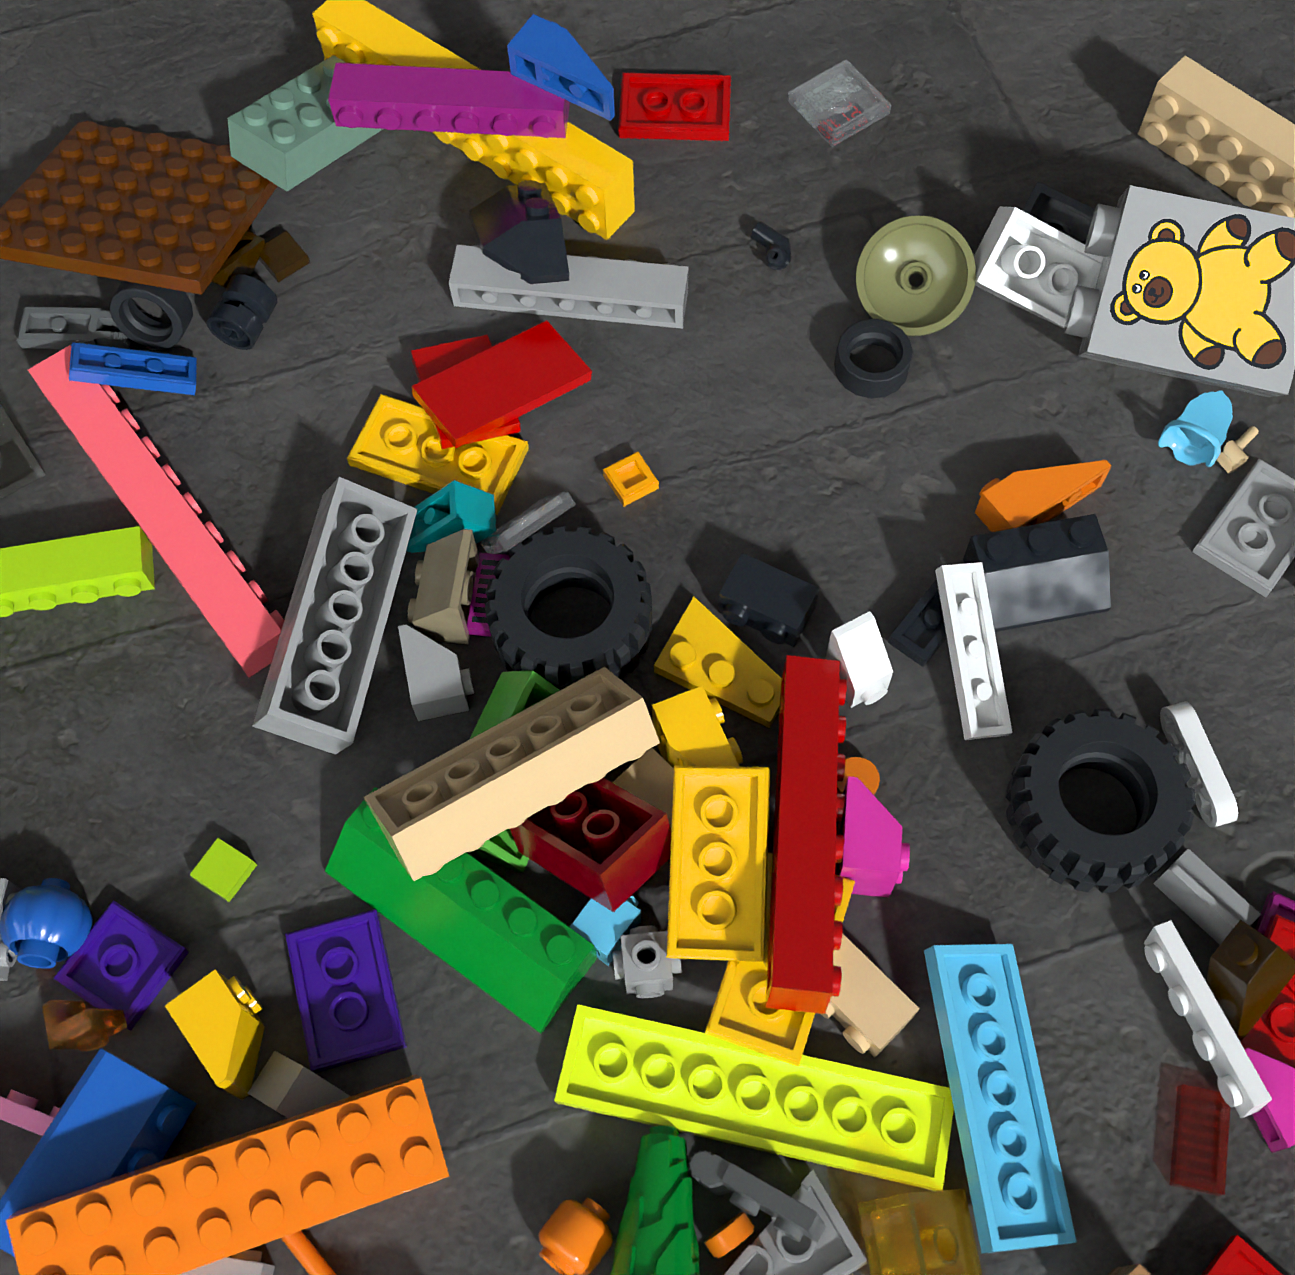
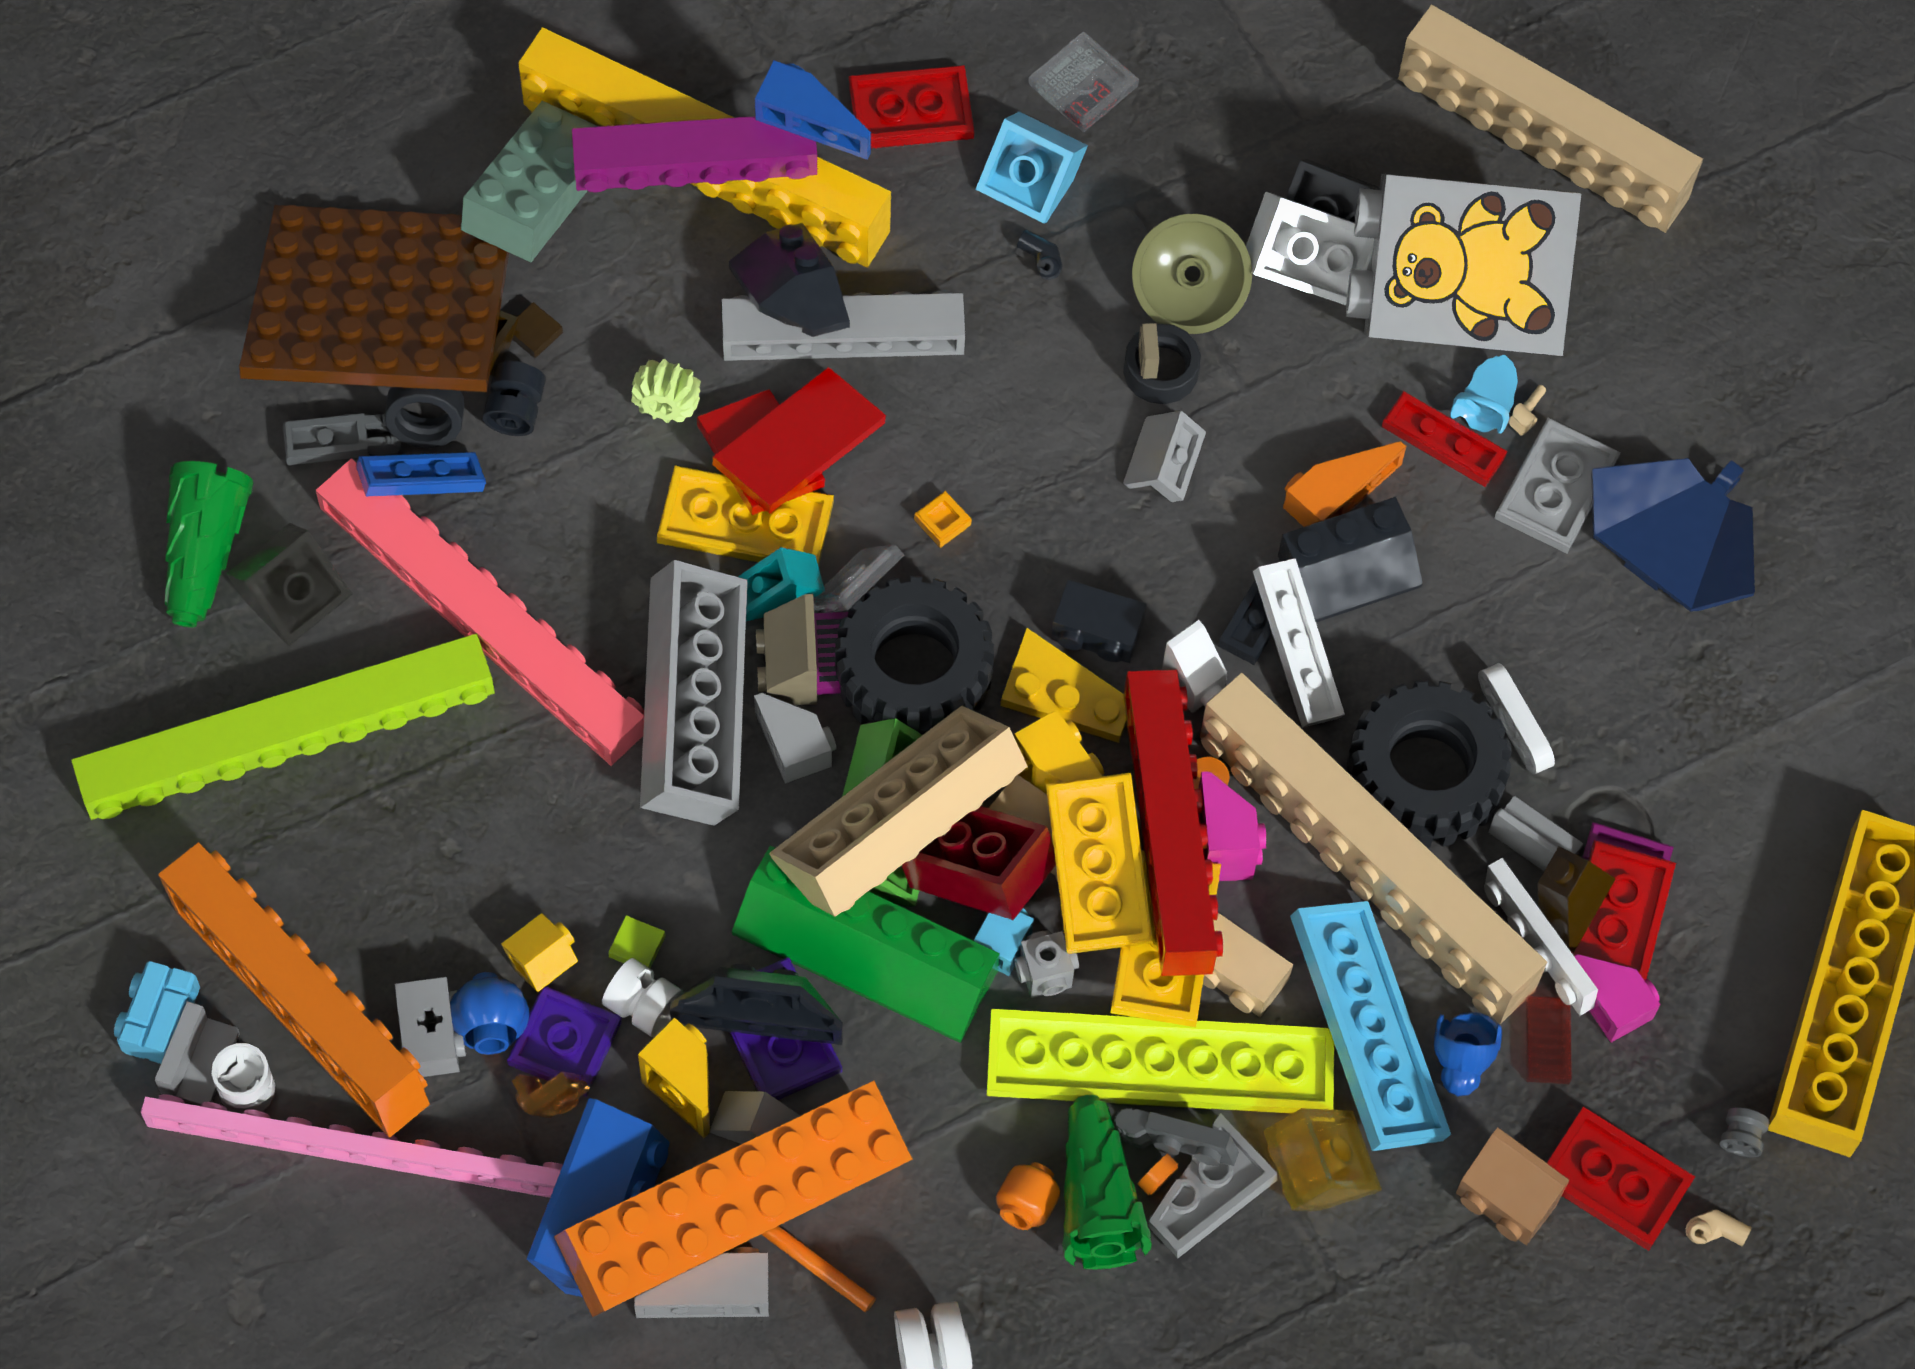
camera: 15 degrees left, 0 degrees up
(115, 864) = (540, 951): none -> yellow brick
(206, 930) = (638, 994): none -> white wheel
(323, 960) = (759, 1004): none -> black wedge
(385, 321) = (665, 391): none -> yellowish green gear
(776, 166) = (1031, 166): none -> medium azure slope
(860, 339) = (1148, 351): none -> dark tan tile
(864, 445) = (1166, 454): none -> light grey panel
(1031, 896) = (1371, 849): none -> tan brick
(1106, 1138) = (1466, 1050): none -> blue piece
(1149, 466) = (1444, 439): none -> red tile

